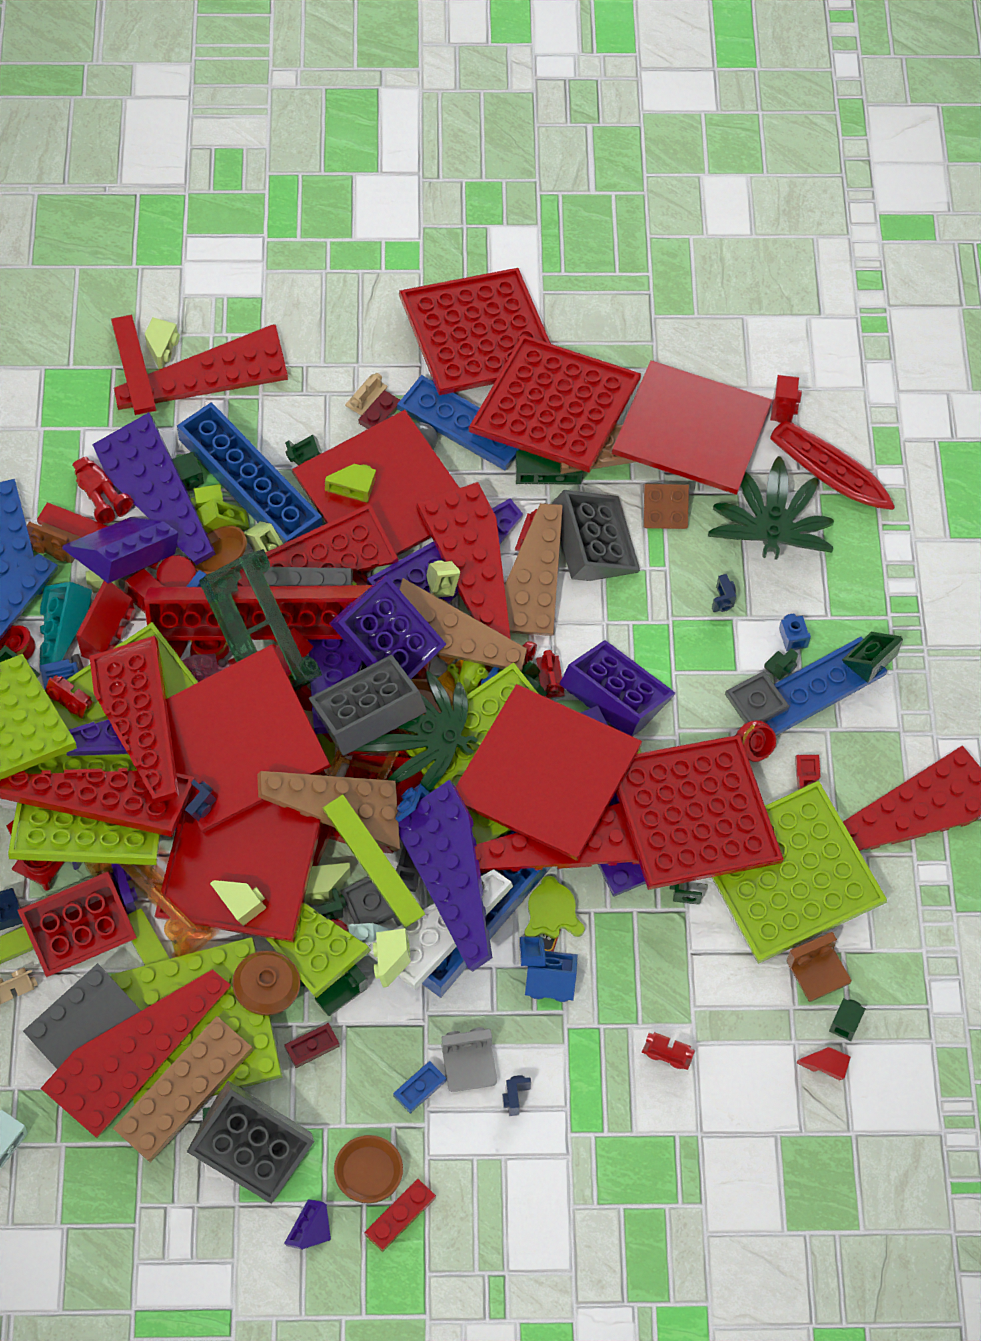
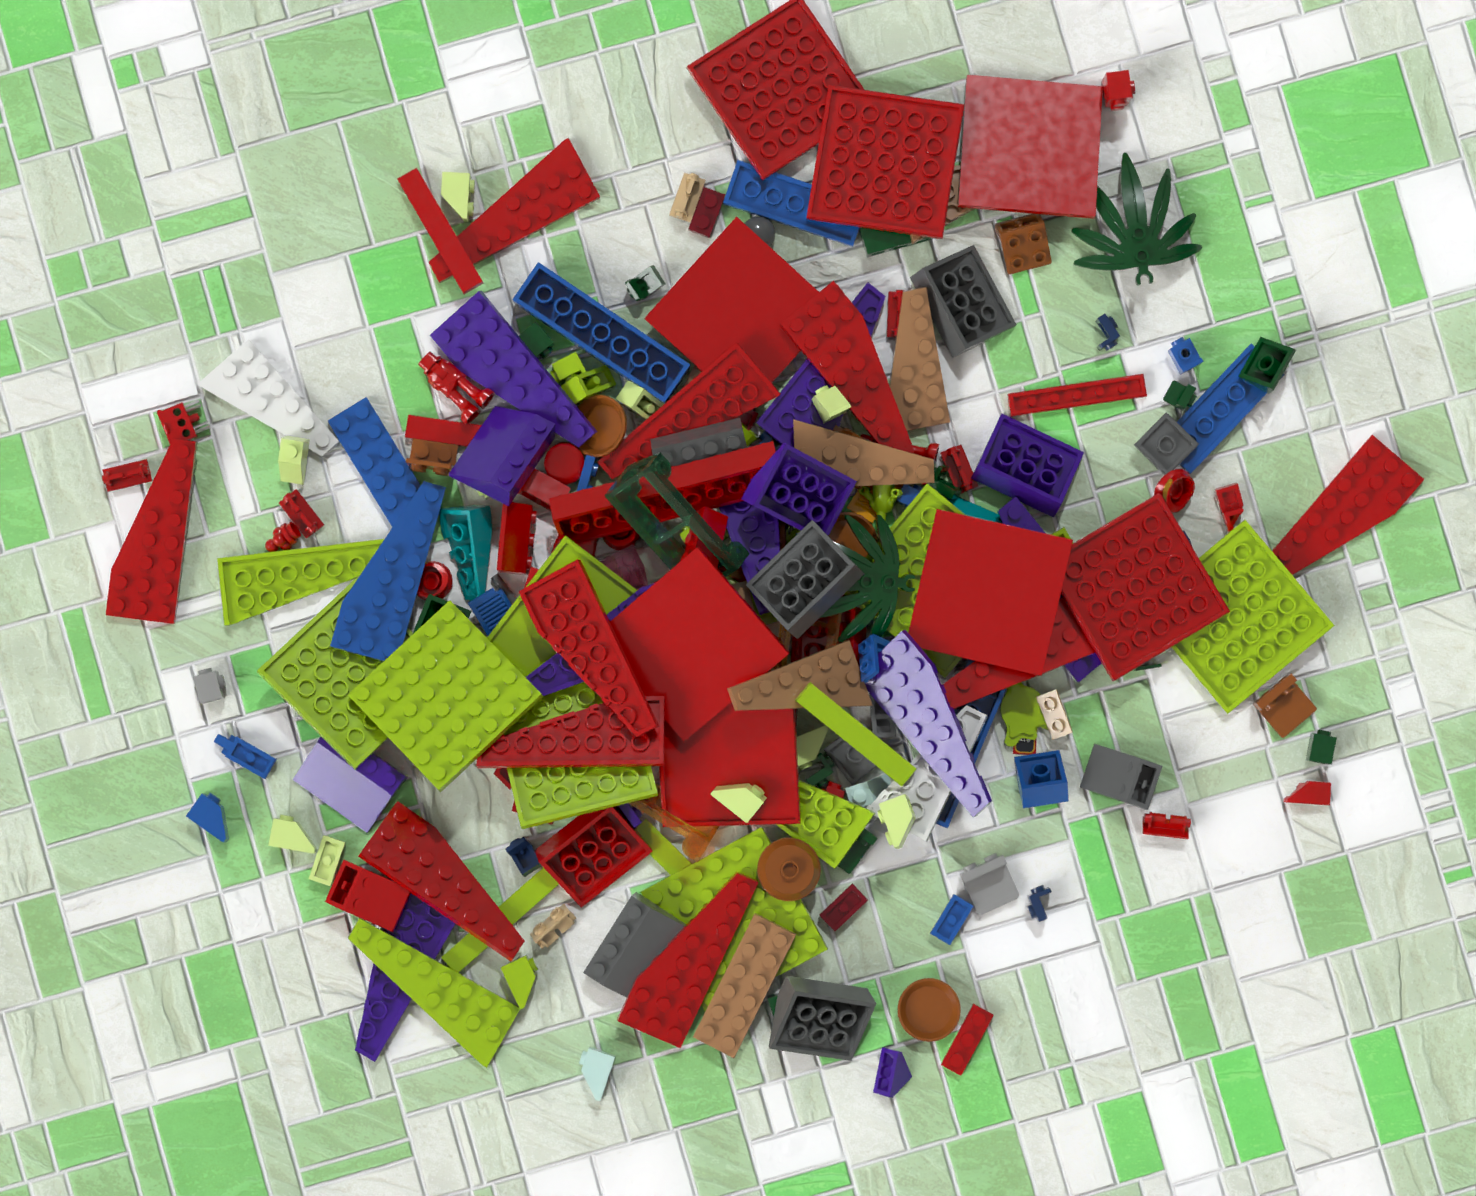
camera: 15 degrees left, 25 degrees up
(60, 691) = (502, 635): red hinge -> none
(202, 803) = (679, 723): dark blue bracket -> none
(353, 482) = (712, 319): lime slope -> none
(532, 951) = (1019, 765): blue tile -> none
(582, 916) = (1054, 714): none -> tan hinge
(635, 992) = (1121, 776): none -> dark grey slope
(682, 642) = (1077, 395): none -> red tile
(831, 465) = (1179, 150): red piece -> none

